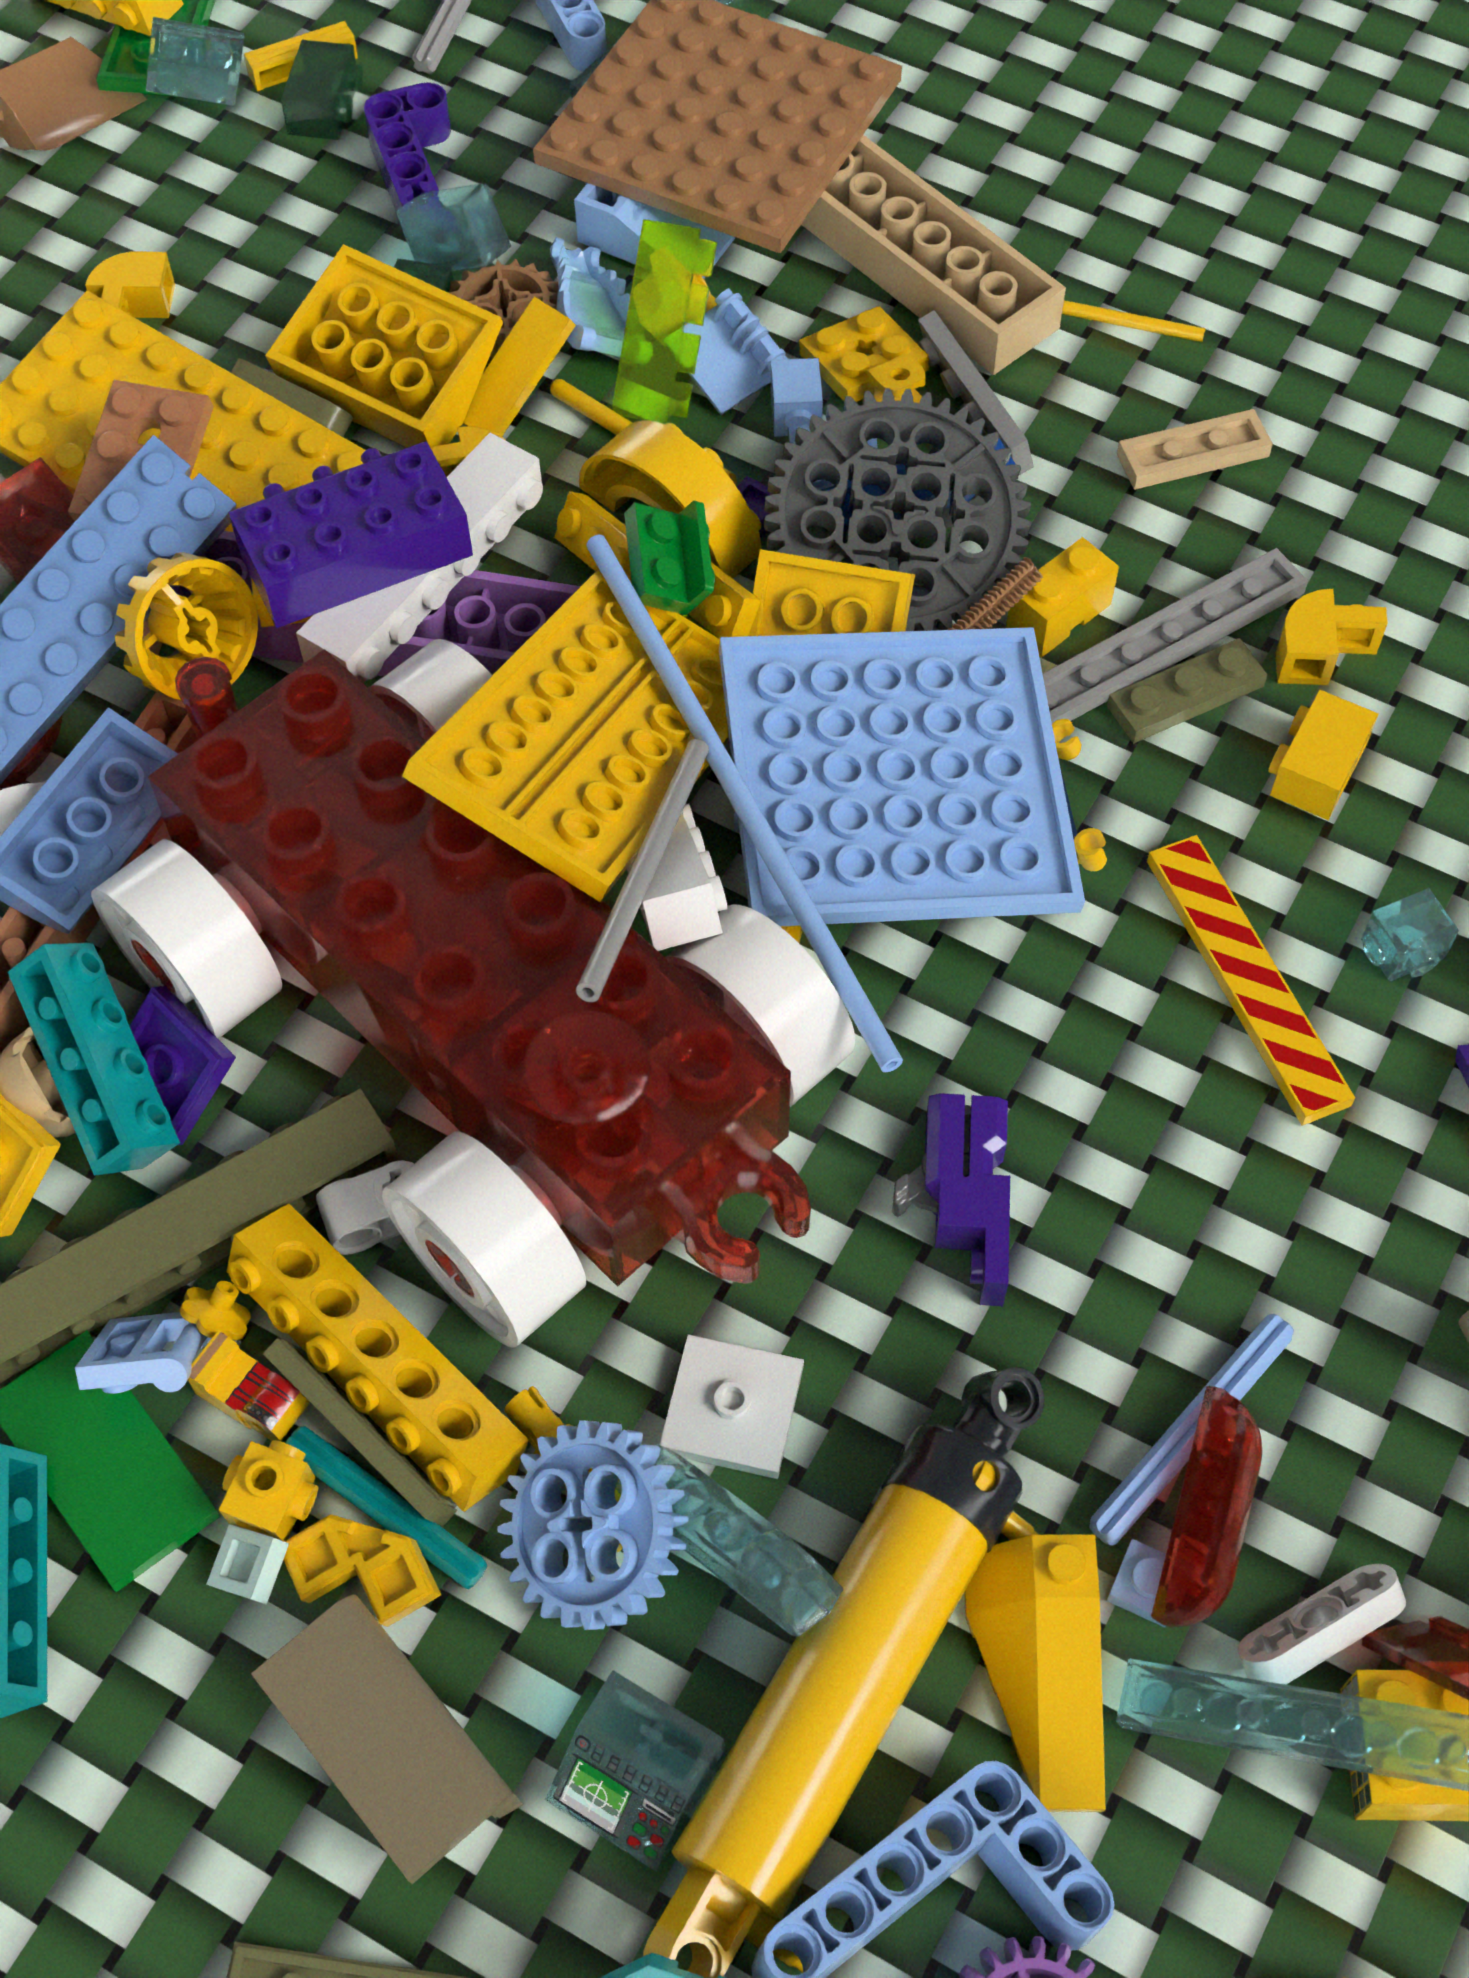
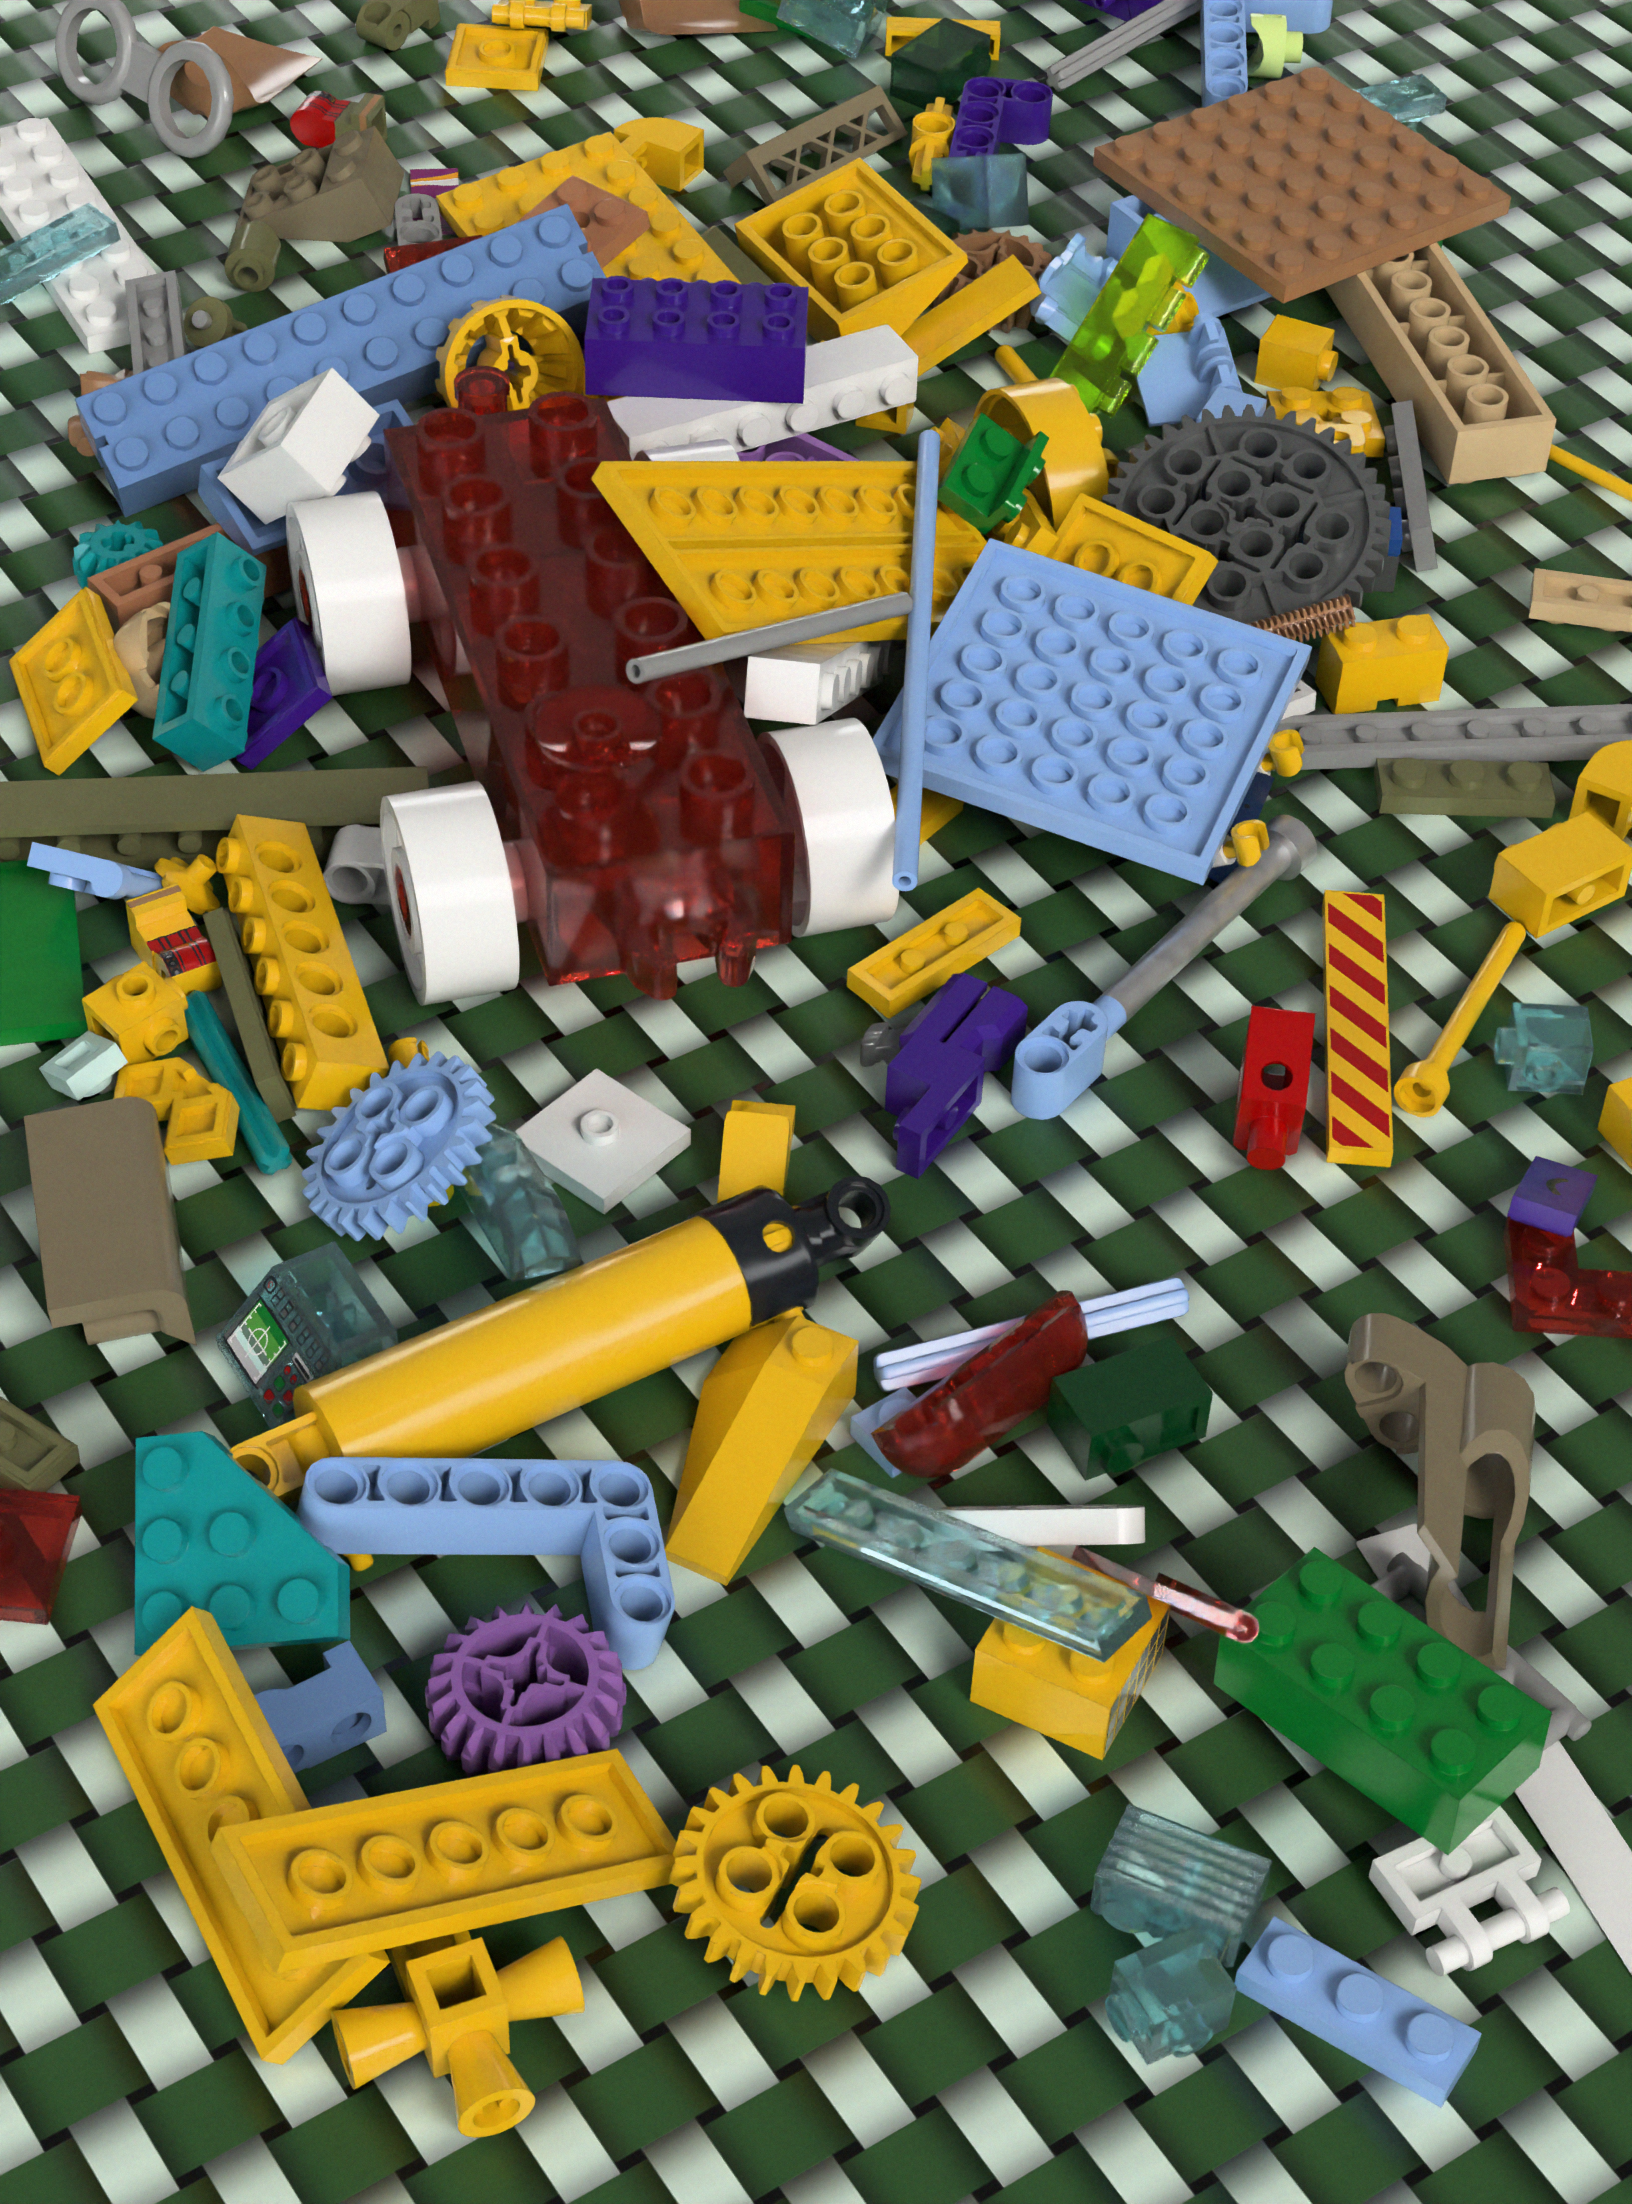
camera: 25 degrees right, 15 degrees down
(71, 821) = (300, 446): none -> white brick
(253, 217) = (818, 135): none -> dark tan fence
(366, 181) = (930, 139): none -> yellow axle
(803, 293) = (1295, 355): none -> yellow brick
(869, 1356) = (755, 1147): none -> yellow slope
(878, 1097) = (933, 952): none -> yellow plate
(1061, 1081) = (1069, 1046): none -> piece
(1243, 1089) = (1271, 1105): none -> red torso
(1316, 1469) = (1129, 1407): none -> dark green brick
(1337, 1016) = (1426, 1083): none -> yellow piece

